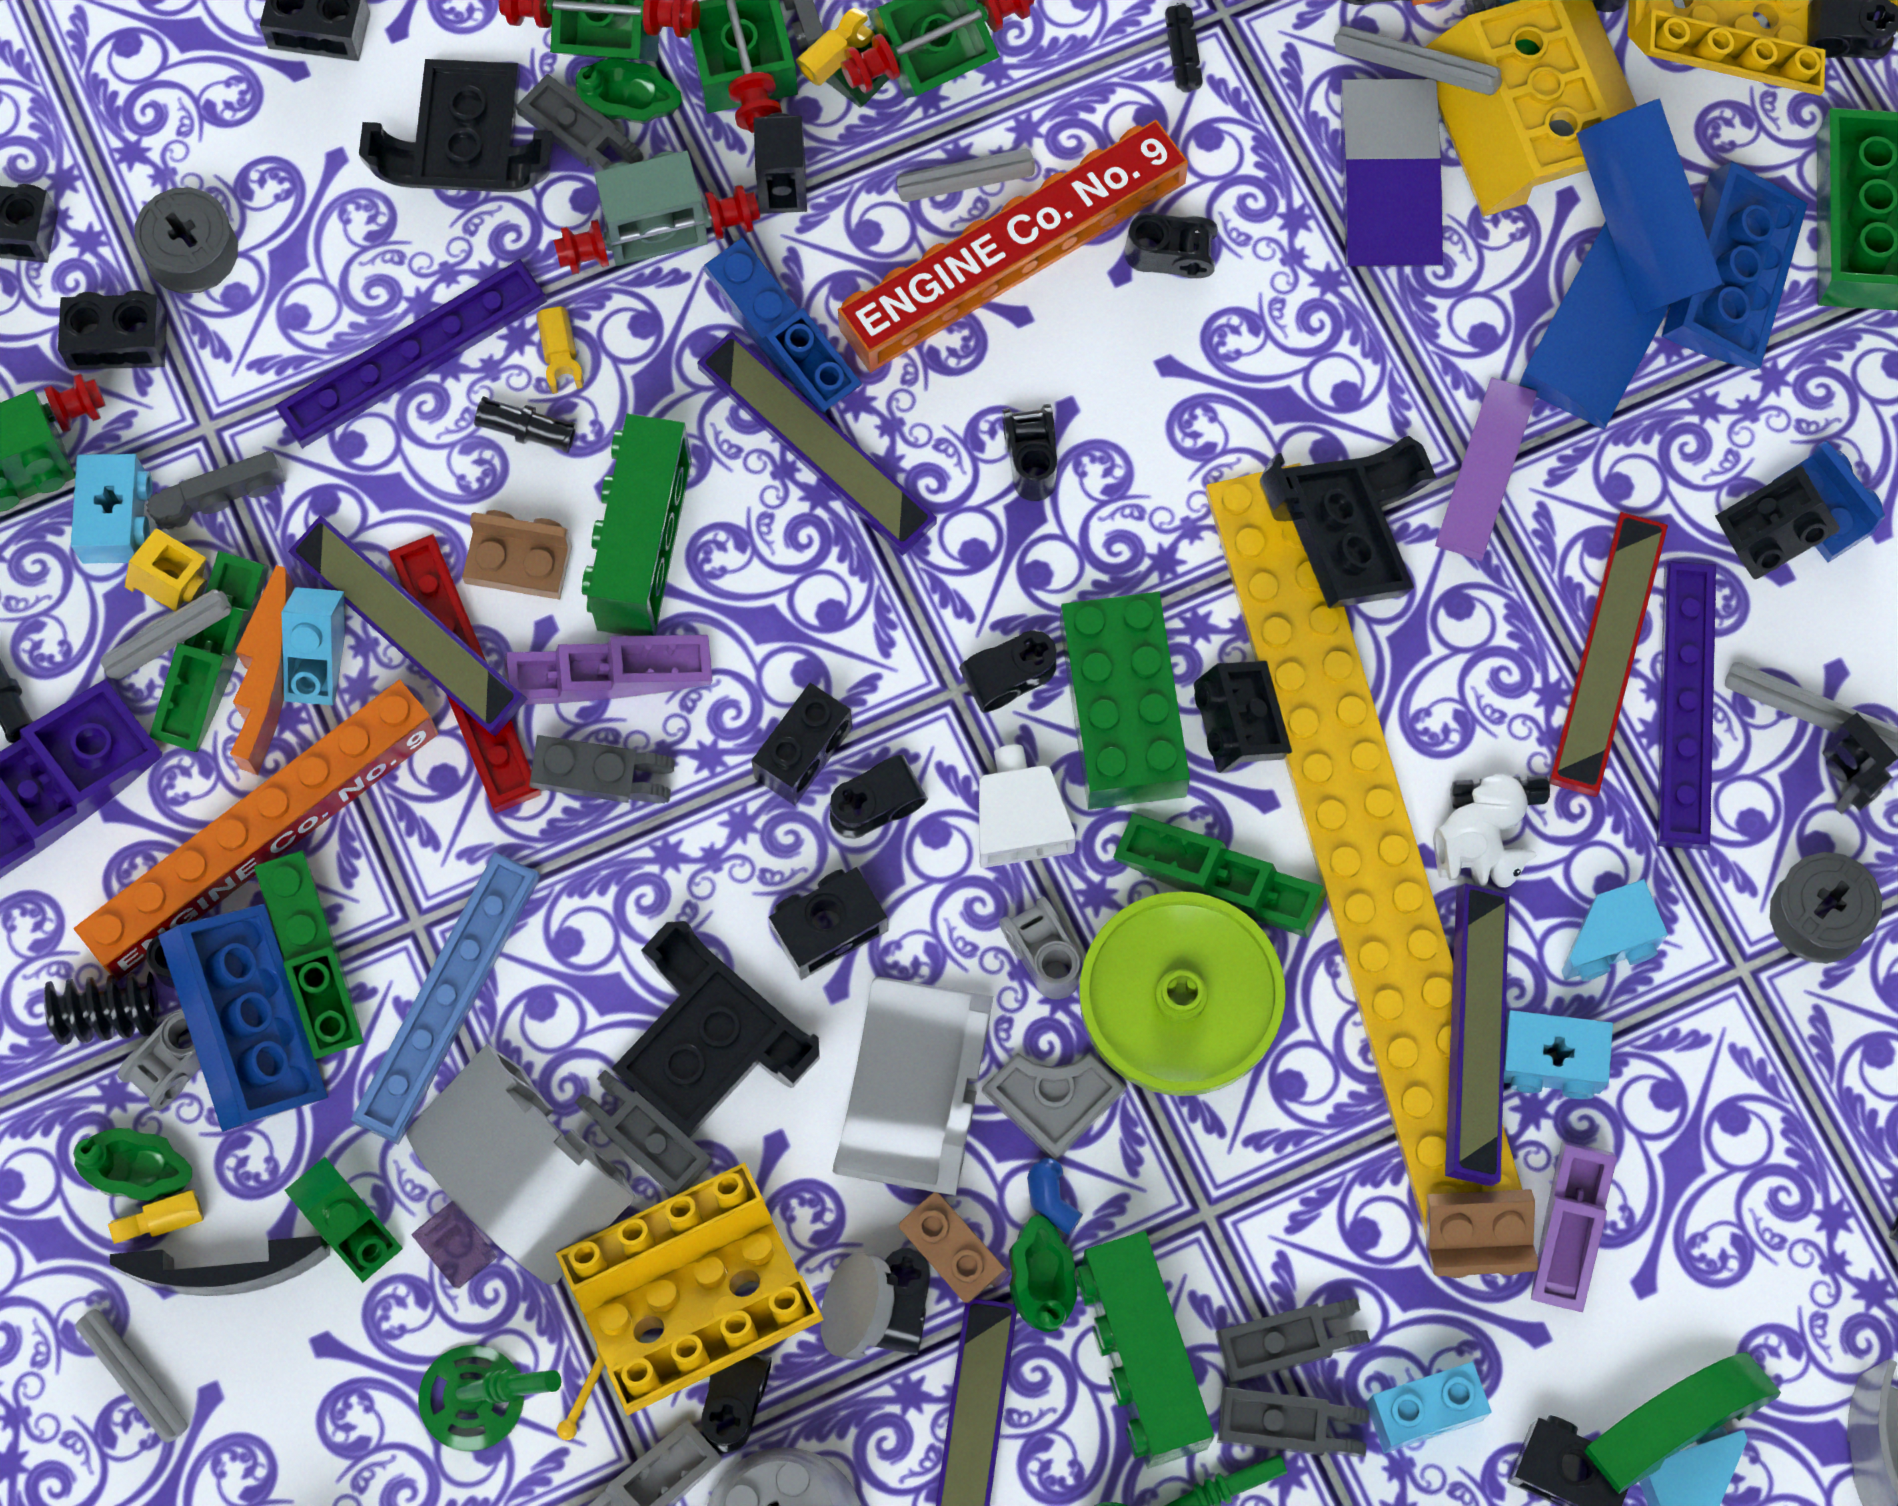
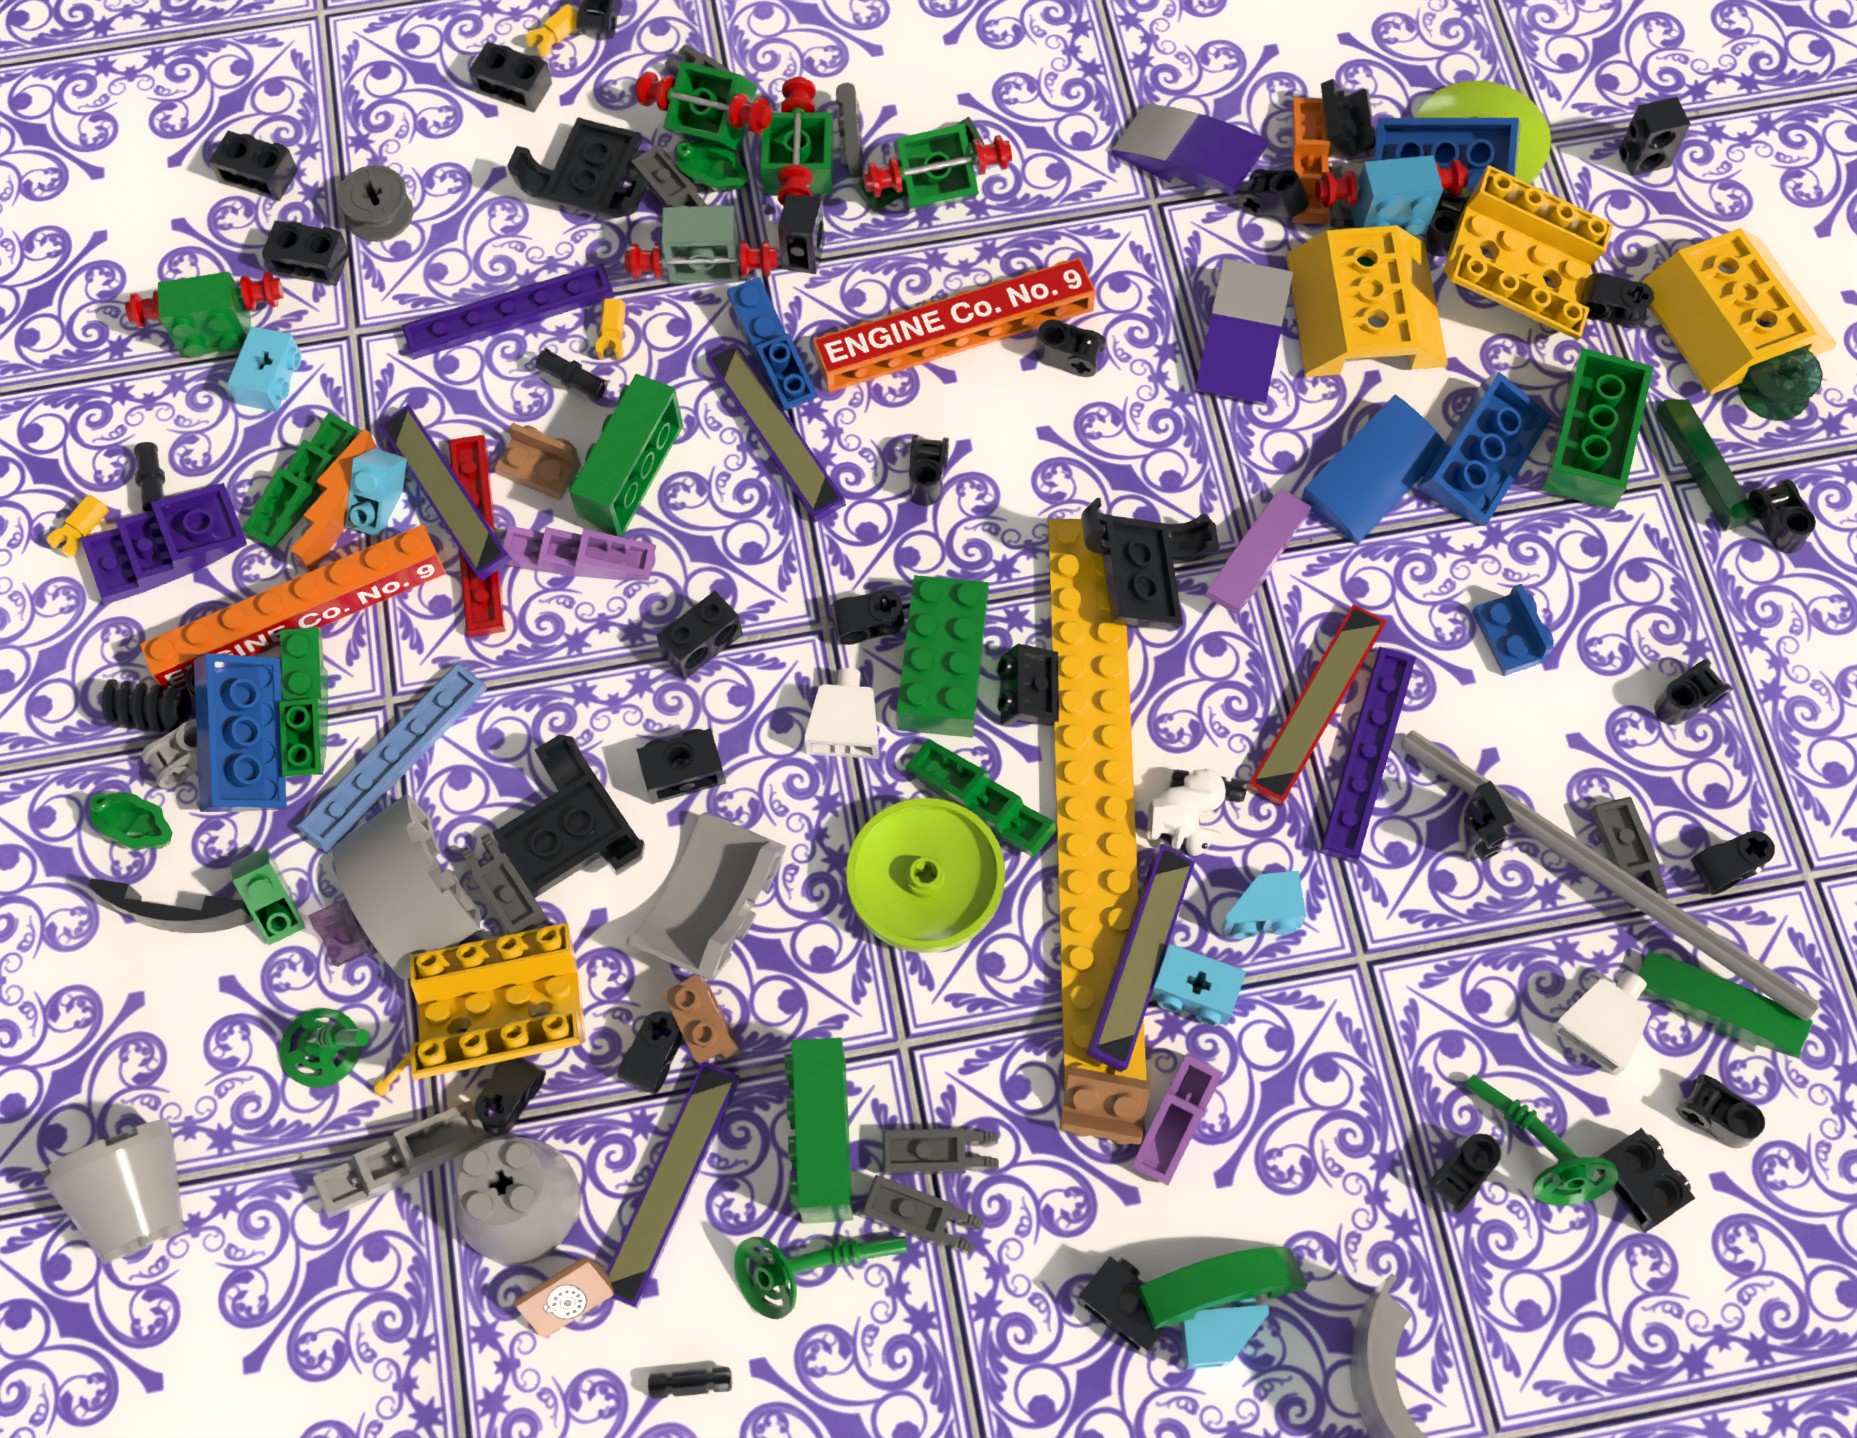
camera: 15 degrees right, 5 degrees down
(131, 1376) = (83, 972): light grey axle -> none
(159, 1217) = (138, 863): yellow bar -> none
(166, 571) = (288, 418): yellow brick -> none
(166, 634) = (270, 461): light grey axle -> none
(215, 489) = (341, 372): dark grey hinge -> none
(597, 770) = (548, 621): dark grey hinge -> none
(828, 52) = (850, 171): yellow bar -> none
(856, 1306) = (616, 1046): light grey tile -> none
(882, 793) = (745, 685): black piece -> none
(965, 175) = (935, 271): light grey axle -> none
(1040, 940) = (833, 816): light grey piece -> none
(1042, 1276) = (762, 1058): green arm -> none
(1046, 1197) = (784, 1002): blue arm -> none
(1054, 1102) = (812, 934): light grey tile -> none
(1183, 47) = (1116, 217): black axle -> none
(1418, 60) = (1283, 256): light grey axle -> none
(1428, 1407) = (1028, 1228): medium azure brick -> none
(1649, 207) = (1425, 387): blue slope -> none
(1777, 523) = (1469, 636): black bracket -> none
(1807, 888) = (1442, 945): dark grey piece -> none

